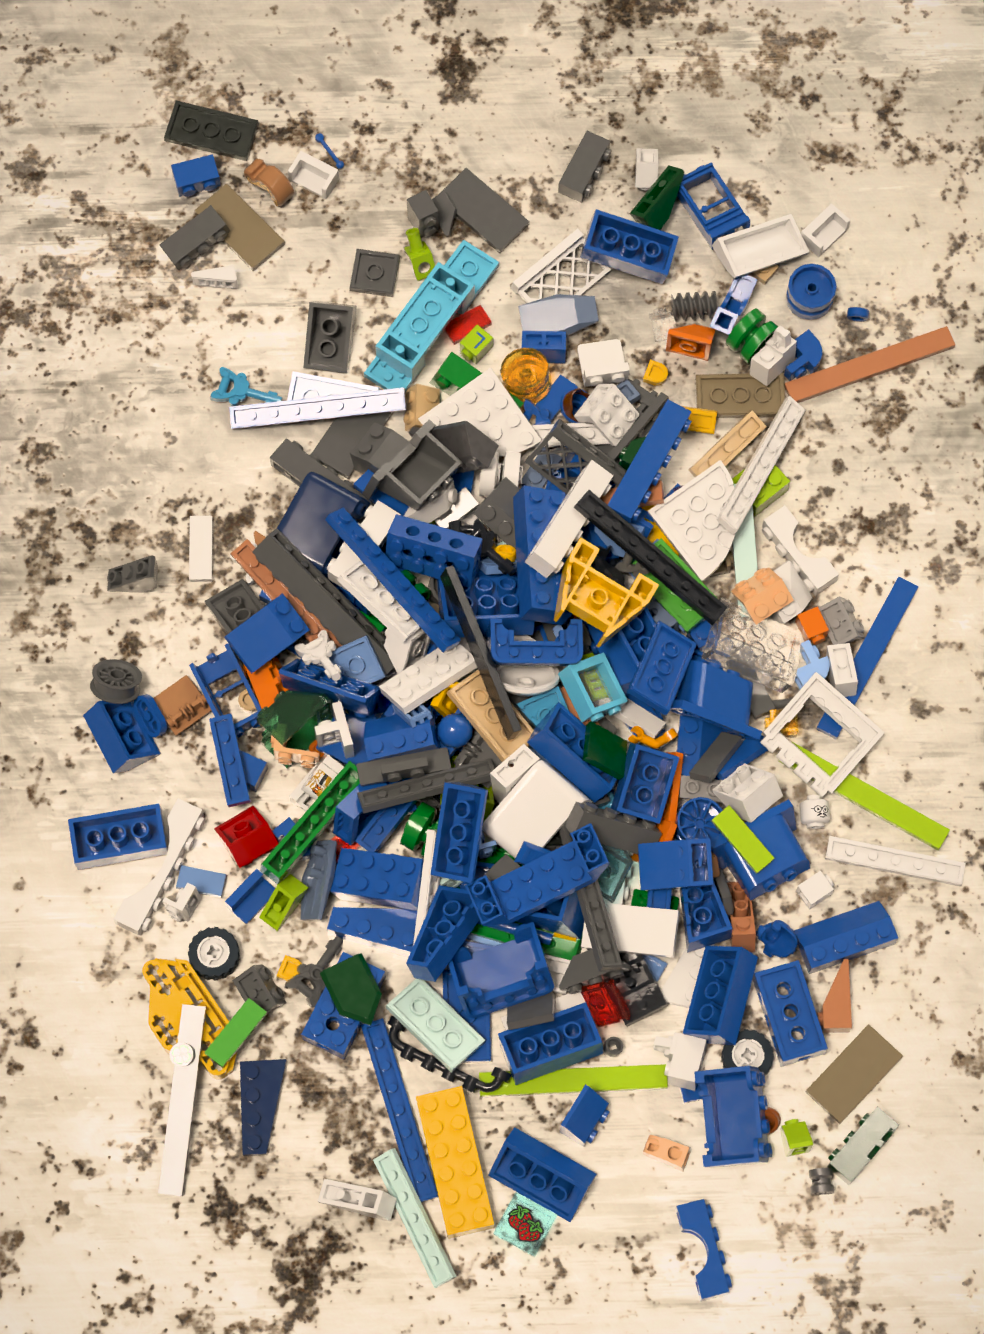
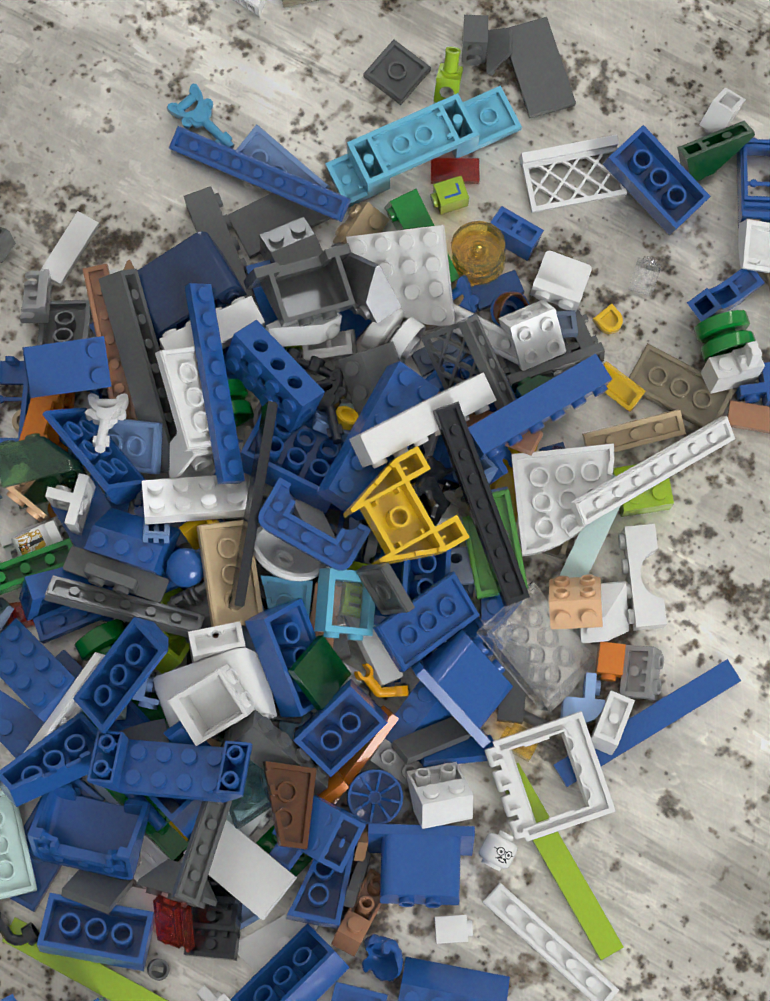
camera: 30 degrees right, 5 degrees up
(201, 599) = (36, 297): none -> light grey hinge
(329, 336) = (315, 109): dark grey slope -> none
(531, 836) = (190, 716): none -> white window
(559, 313) = (549, 209): piece -> none
(584, 167) = (662, 78): dark grey brick -> none
(619, 657) = (385, 589): none -> dark grey tile
(644, 854) = (291, 801): none -> reddish brown wing
(691, 341) = (662, 307): orange slope -> none
(694, 305) = (686, 273): dark grey piece -> none
(742, 839) = (402, 841): lime tile -> none

